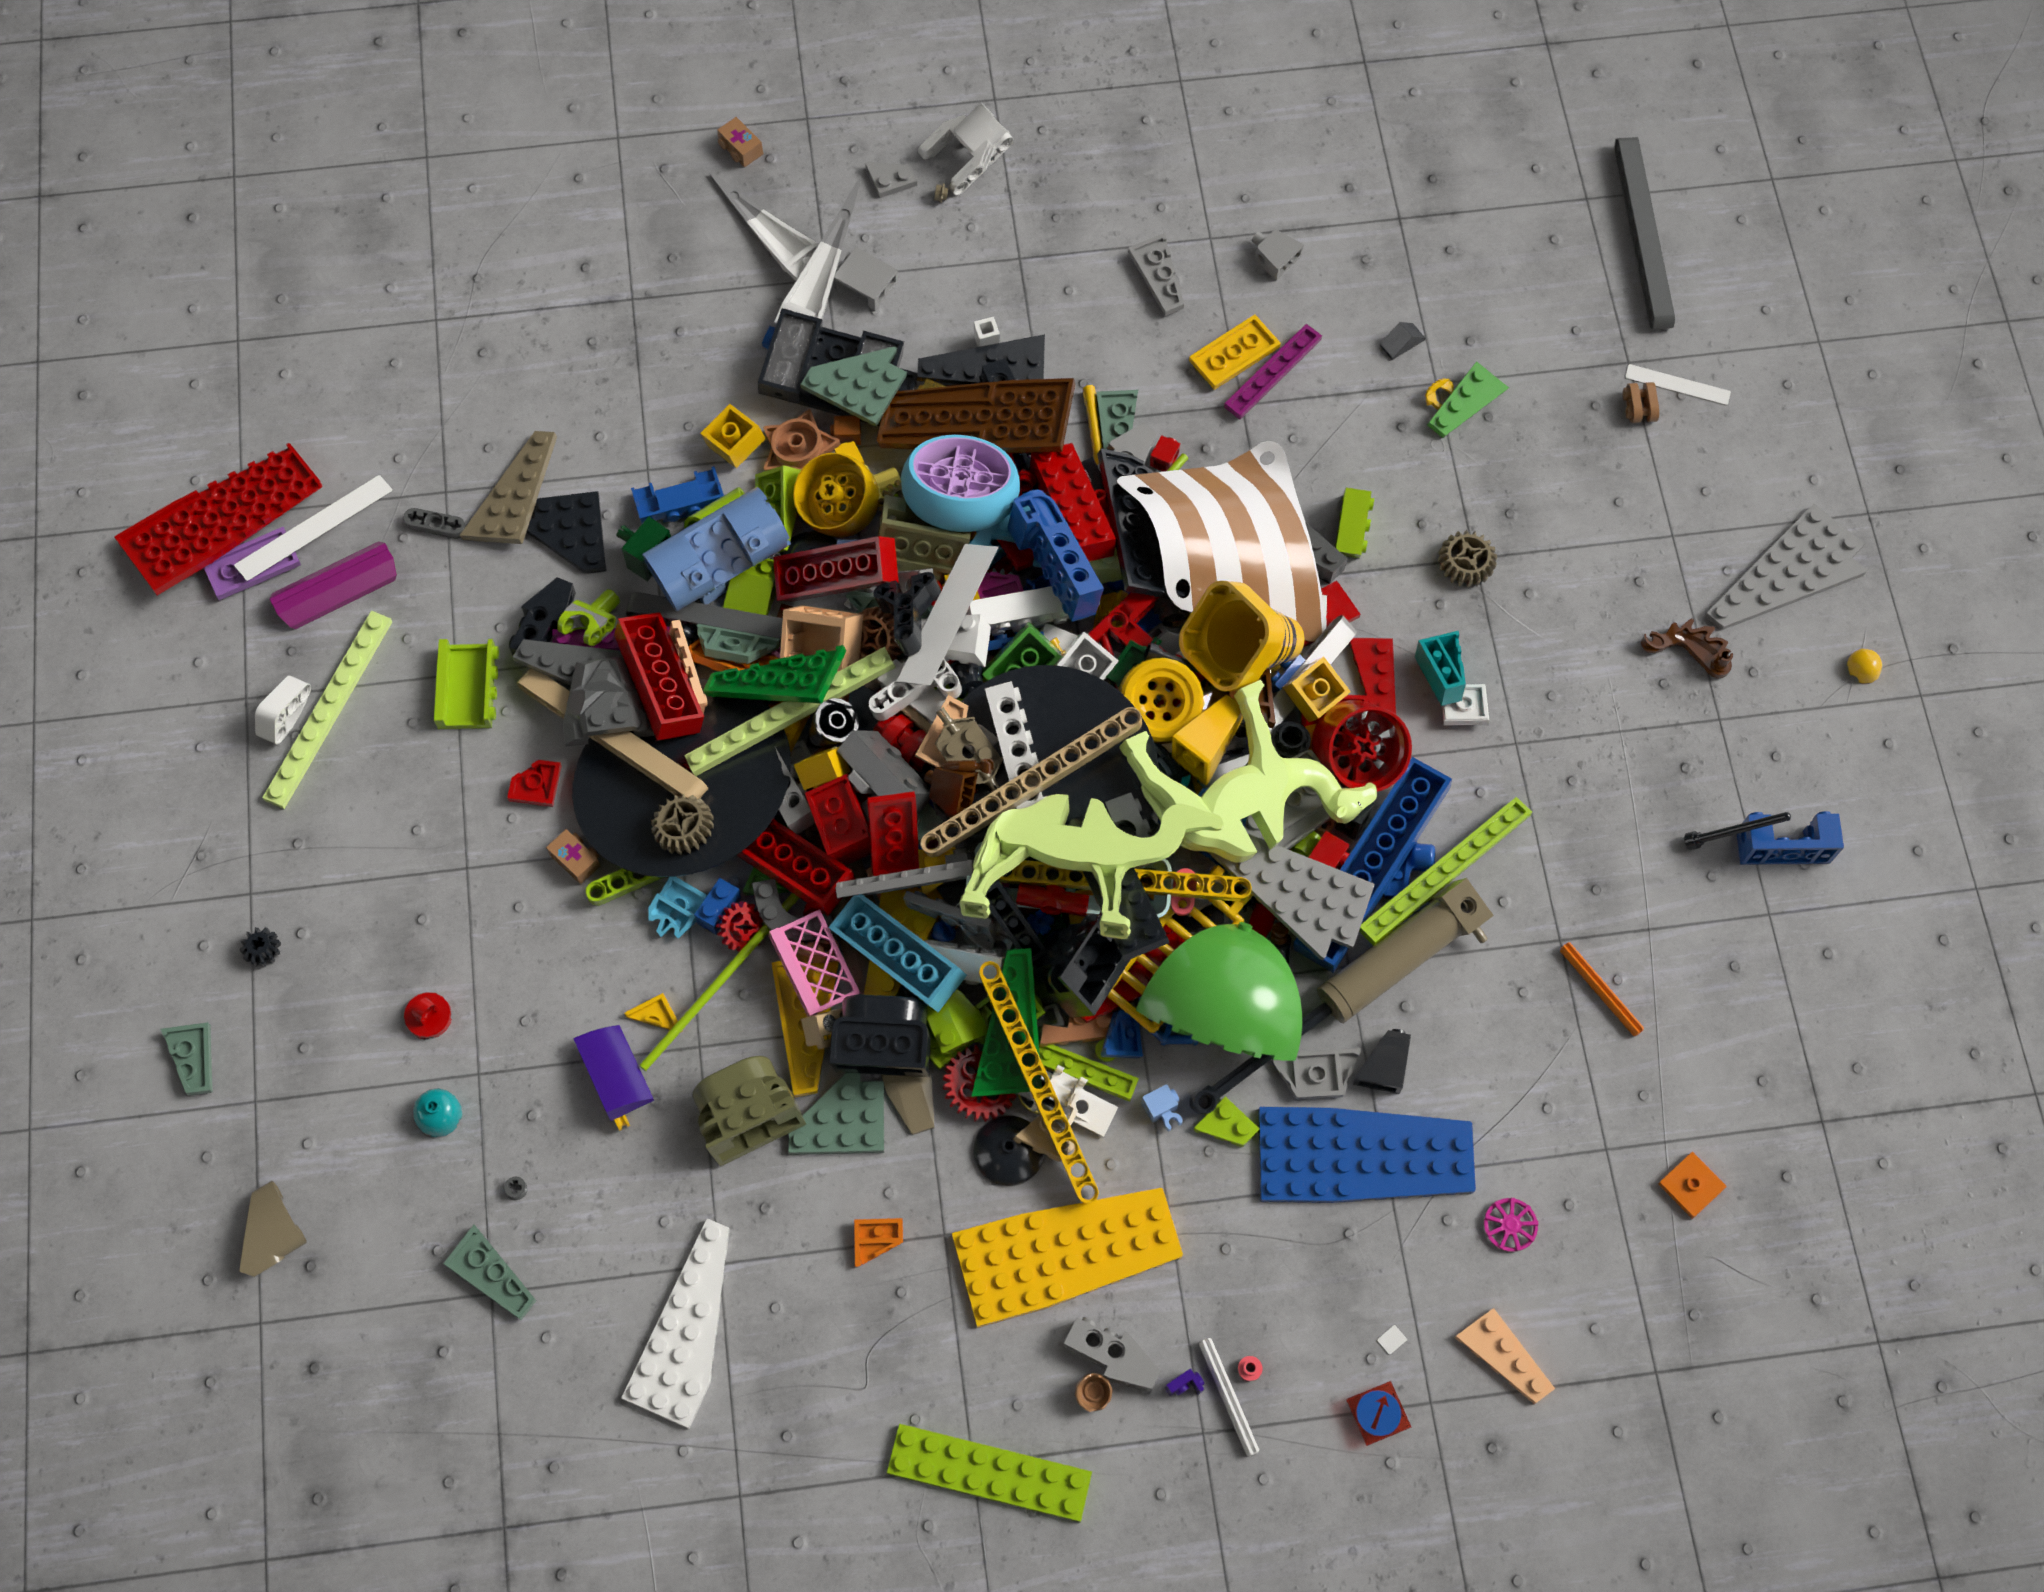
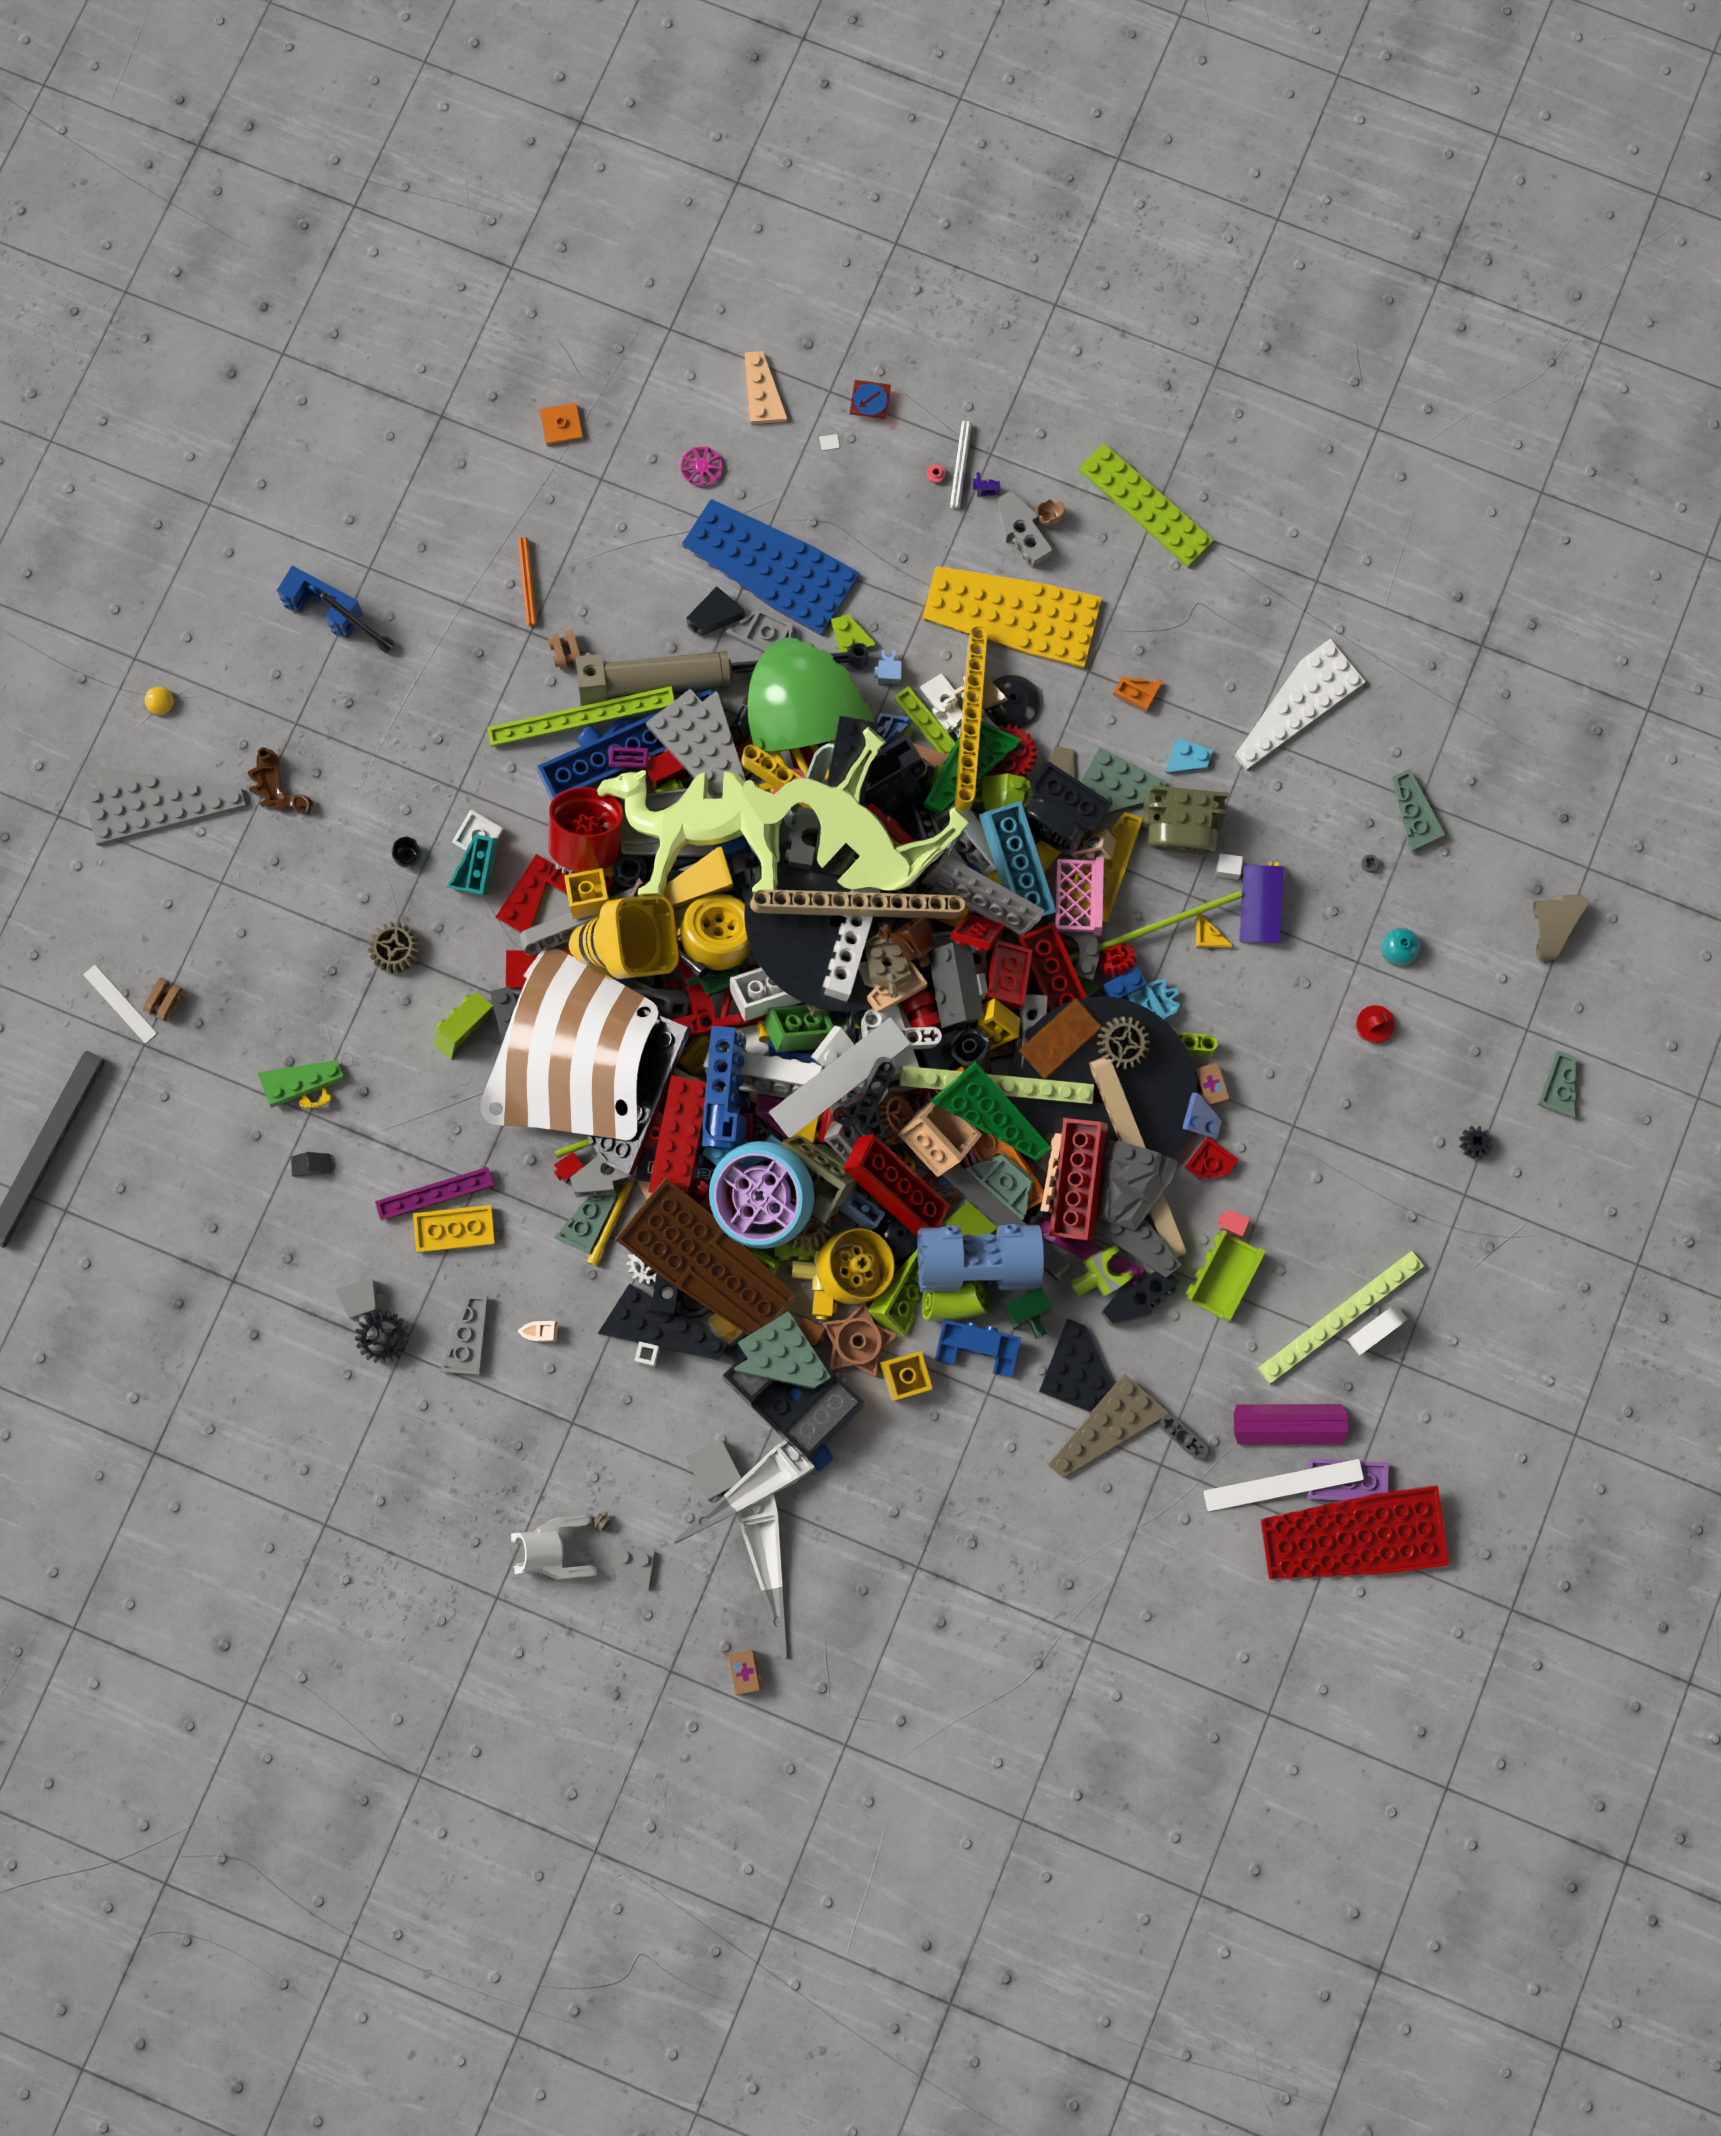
camera: 150 degrees left, 10 degrees up
(481, 735) = (1233, 1223): none -> coral brick
(565, 813) = (1201, 1118): none -> blue wing
(670, 1095) = (1229, 866): none -> white brick
(751, 793) = (1059, 1038): none -> clear orange tile
(780, 1196) = (1188, 756): none -> medium azure wing
(1097, 310) = (540, 1331): none -> light nougat plate
(1235, 230) = (373, 1339): none -> black gear
(1351, 846) = (644, 765): none -> magenta tile
(1511, 936) = (556, 644): none -> medium nougat brick
(1521, 648) = (406, 852): none -> black hair

